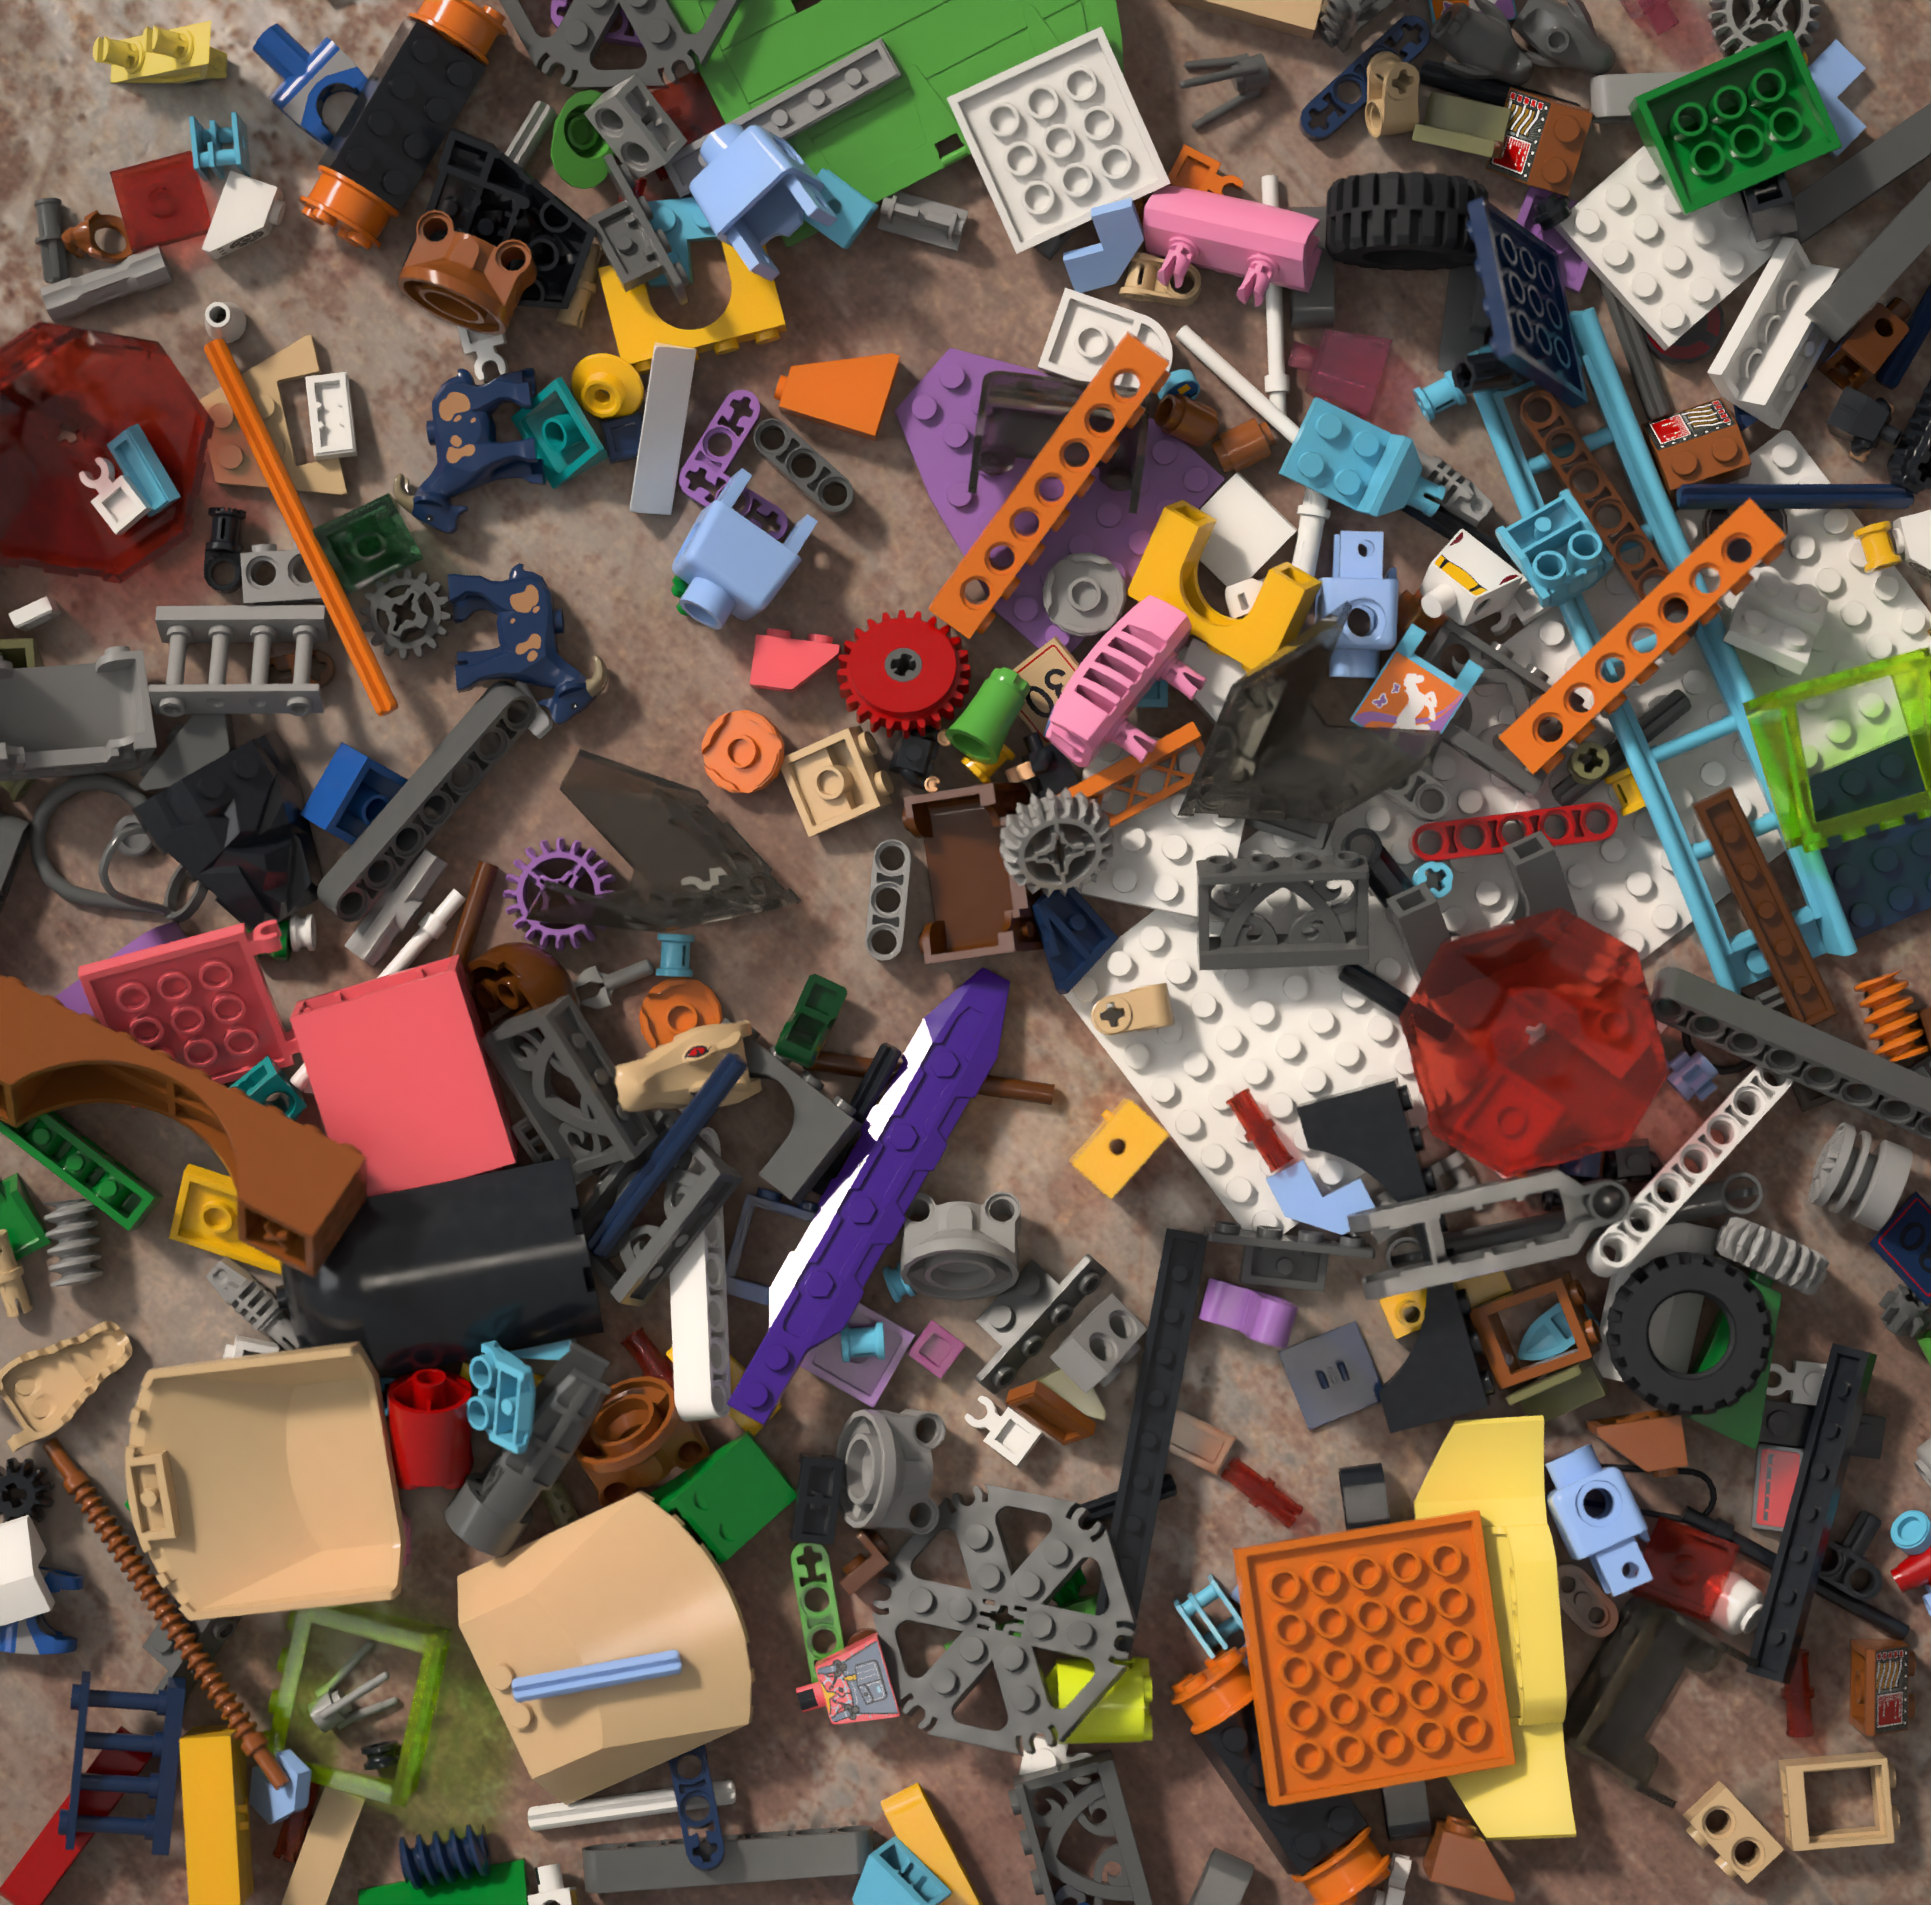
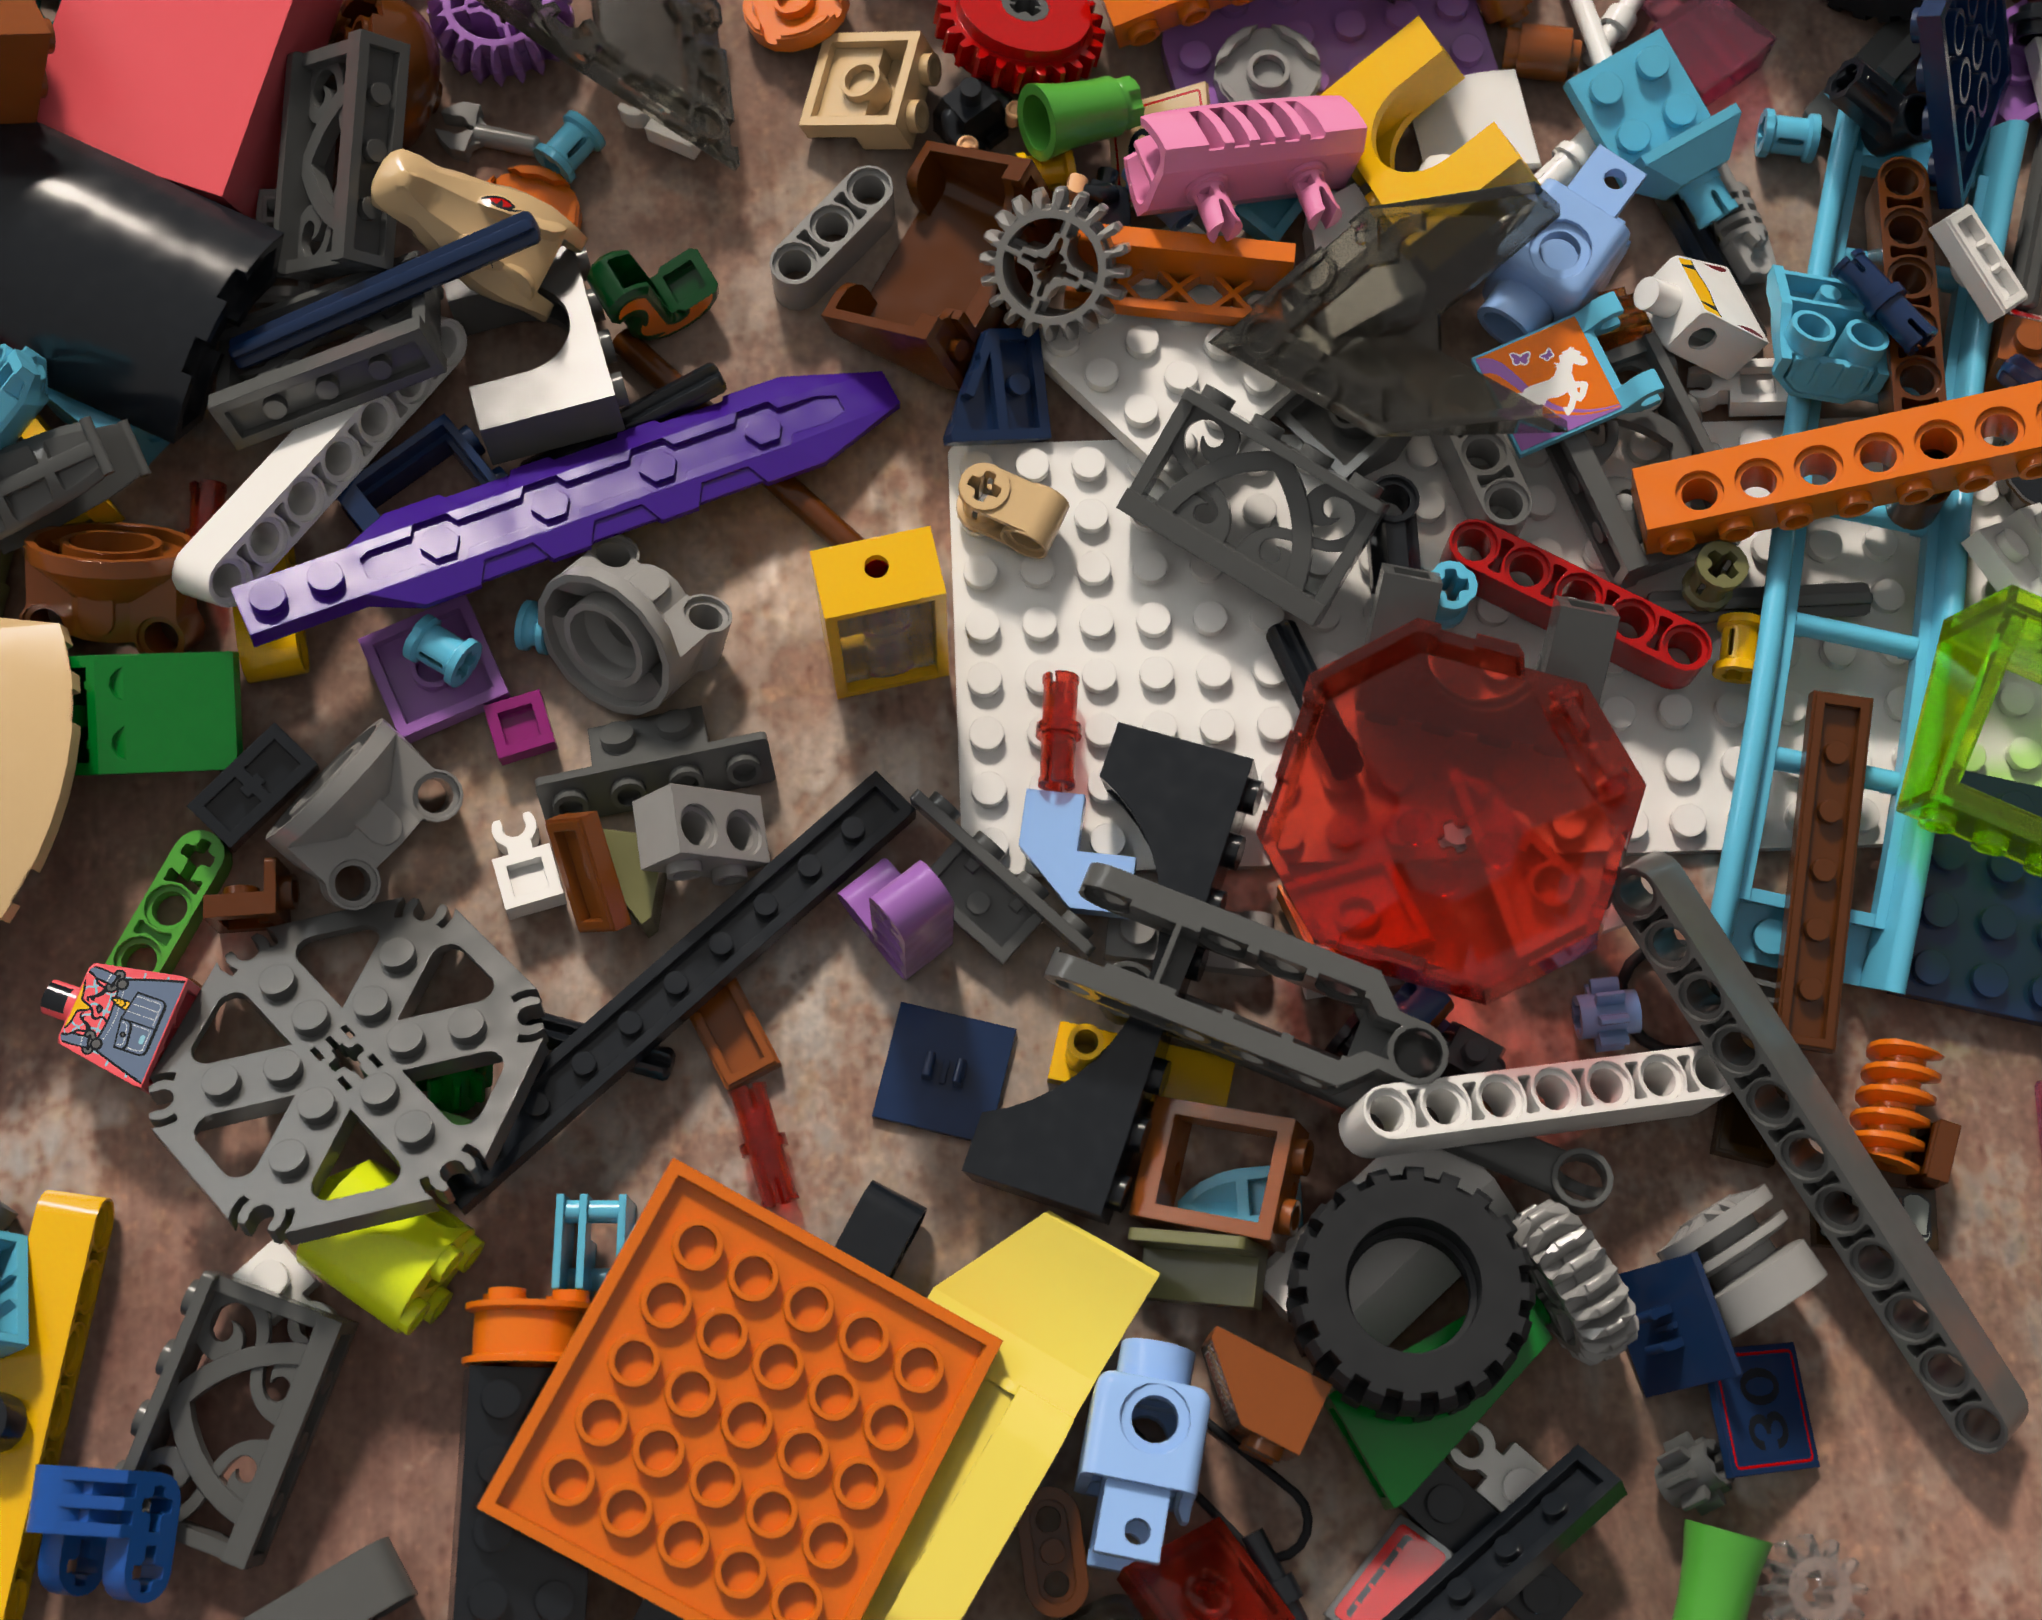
camera: 30 degrees right, 15 degrees down
(1582, 517) = (1884, 302): none -> dark blue pin
(1621, 436) = (1978, 263): none -> white plate
(1843, 1239) = (1680, 1327): none -> dark blue piece

